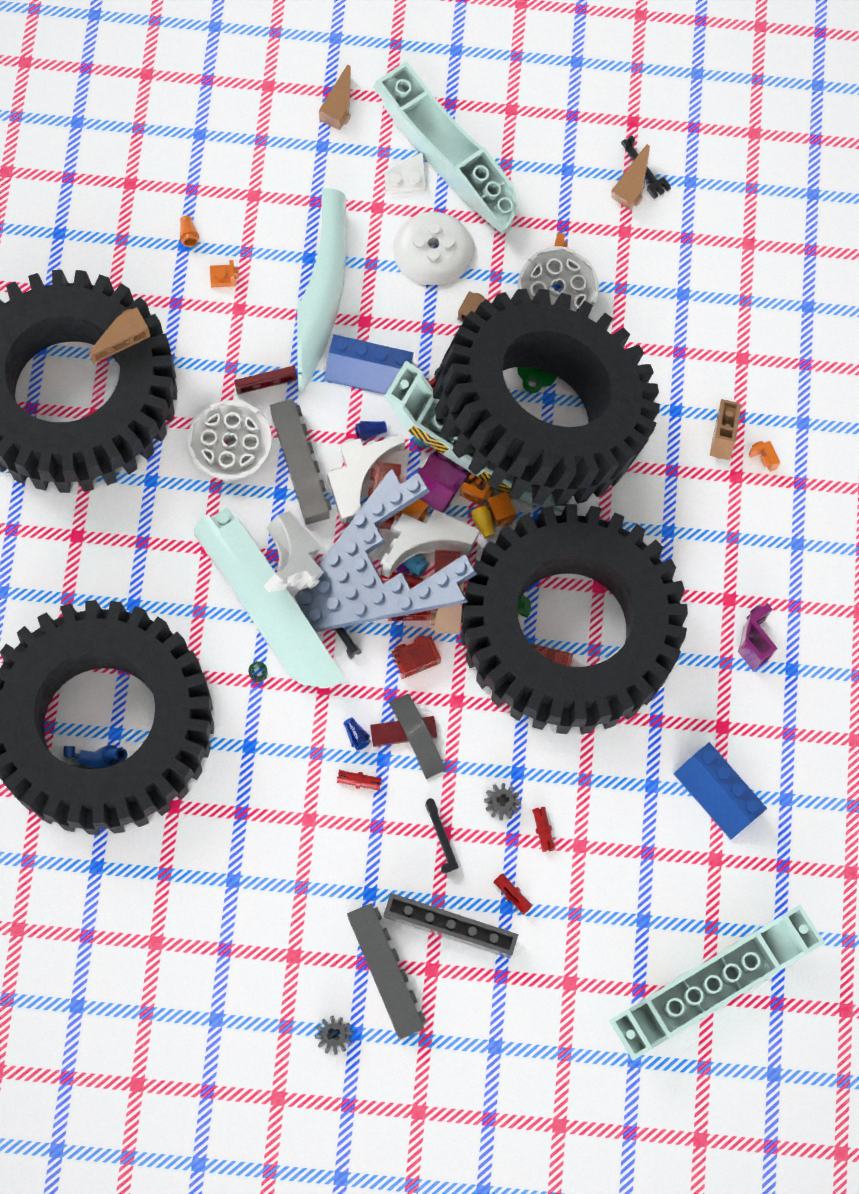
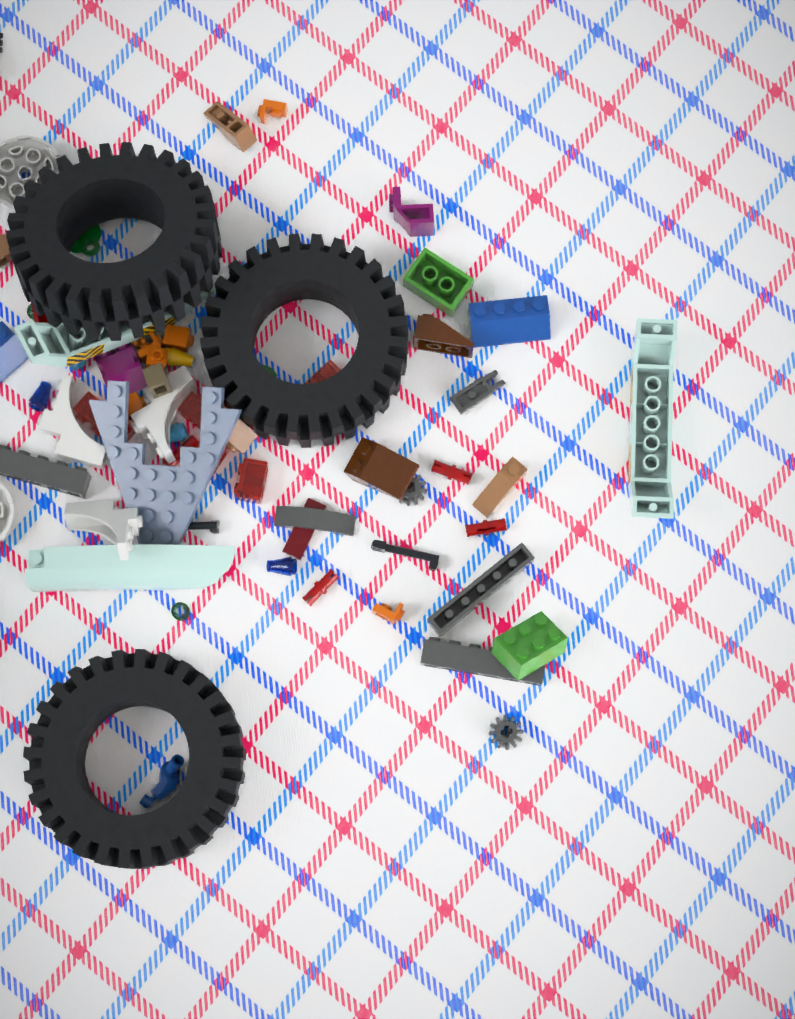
camera: 50 degrees left, 5 degrees up
(374, 852) = (384, 612): none -> orange bracket
(426, 1003) = (529, 645): none -> bright green brick
(448, 515) = (157, 380): none -> dark tan brick
(466, 504) = (156, 355): none -> orange bracket
(502, 762) = (381, 469): none -> reddish brown slope
(559, 882) = (500, 486): none -> medium nougat slope
(632, 803) = (475, 392): none -> dark grey hinge
(658, 733) = (438, 337): none -> reddish brown slope
(710, 702) = (438, 282): none -> bright green brick

